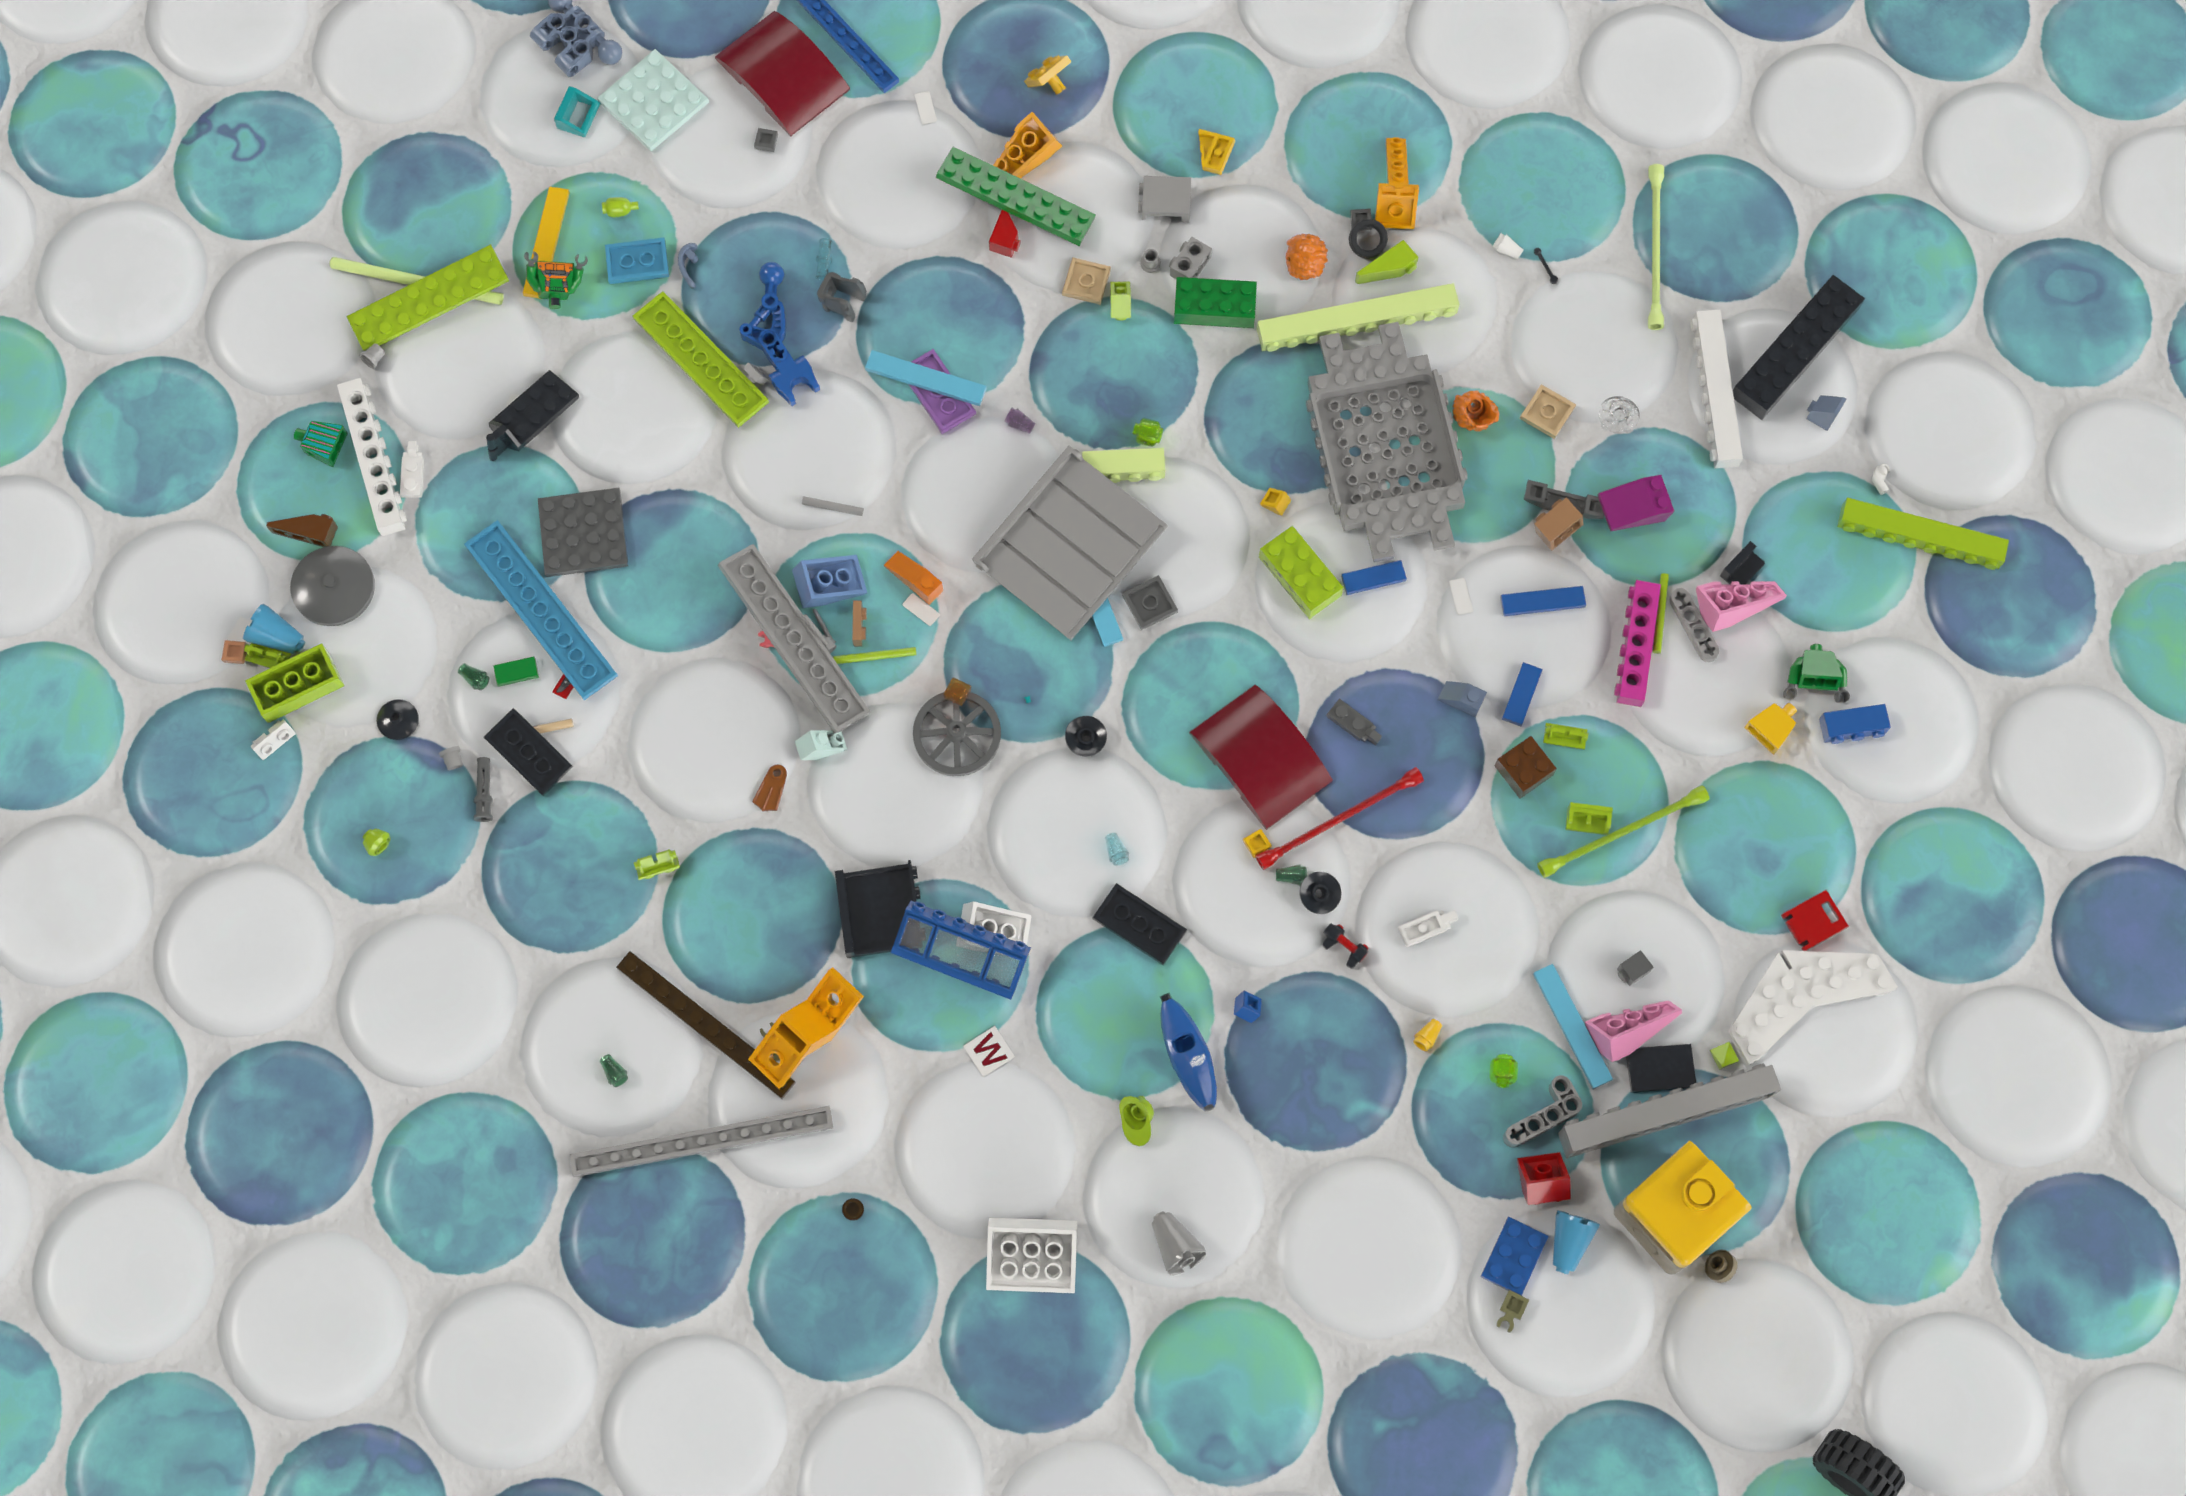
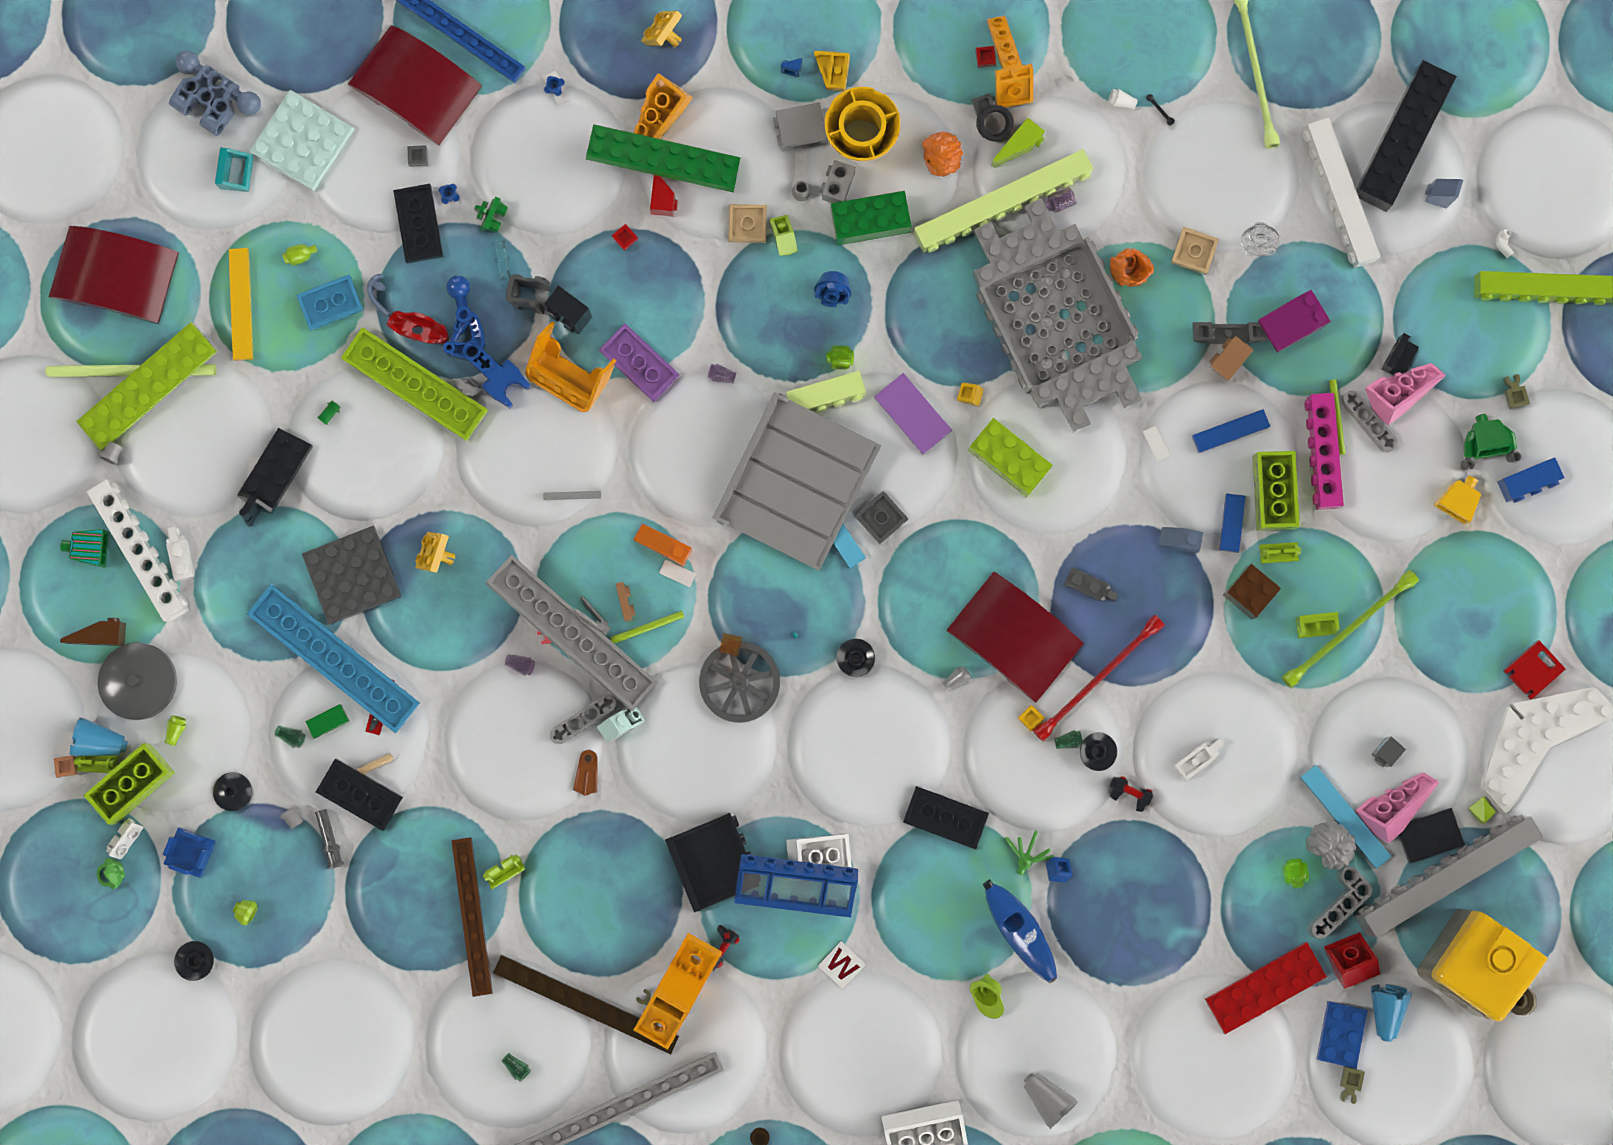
camera: 15 degrees left, 10 degrees up
(252, 768) = (113, 872): none -> bright green piece
(301, 871) = (184, 960): none -> black dish
(334, 768) = (188, 852): none -> blue panel
(356, 641) = (175, 728): none -> lime cone
(427, 183) = (114, 273): none -> dark red slope
(554, 279) = (258, 340): torso -> none
(605, 366) = (328, 413): none -> green pin
(610, 904) = (472, 917): none -> reddish brown plate
(673, 527) = (433, 552): none -> yellow plate
(707, 297) = (405, 322): none -> red piece
(733, 661) = (521, 664): none -> clear purple cone
(748, 205) = (418, 223): none -> black tile
(781, 728) = (581, 716): none -> light grey beam
(787, 178) = (444, 190): none -> blue plate
(820, 220) = (495, 207): none -> green hips
(828, 580) = (588, 567): medium blue slope -> none
(853, 386) = (561, 376): none -> light orange windscreen
(875, 990) = (729, 938): none -> black piece
(877, 321) = (568, 310): none -> black brick
(923, 98) = (554, 81): none -> blue plate
(925, 378) = (625, 354): medium azure tile -> none
(956, 265) = (624, 237): none -> red plate
(1116, 850) = (908, 755): clear light blue cone -> none
(1157, 362) = (833, 289): none -> blue cone
(1172, 139) = (792, 67): none -> blue slope
(1188, 783) = (958, 678): none -> light grey cone
(1210, 506) = (913, 413): none -> medium lavender tile
(1214, 986) = (1025, 859): none -> bright green plant
(1228, 188) = (866, 105): none -> yellow cone
(1373, 577) = (1075, 445): blue tile -> none
(1375, 173) = (985, 56): none -> red plate
(1418, 330) = (1061, 200): none -> clear purple brick
(1427, 1035) = (1222, 856): yellow cone -> none
(1442, 1186) = (1265, 988): none -> red plate
(1551, 1048) = (1333, 844): none -> light grey hair
(1575, 670) = (1275, 490): none -> lime brick
(1858, 633) = (1516, 395): none -> olive plate

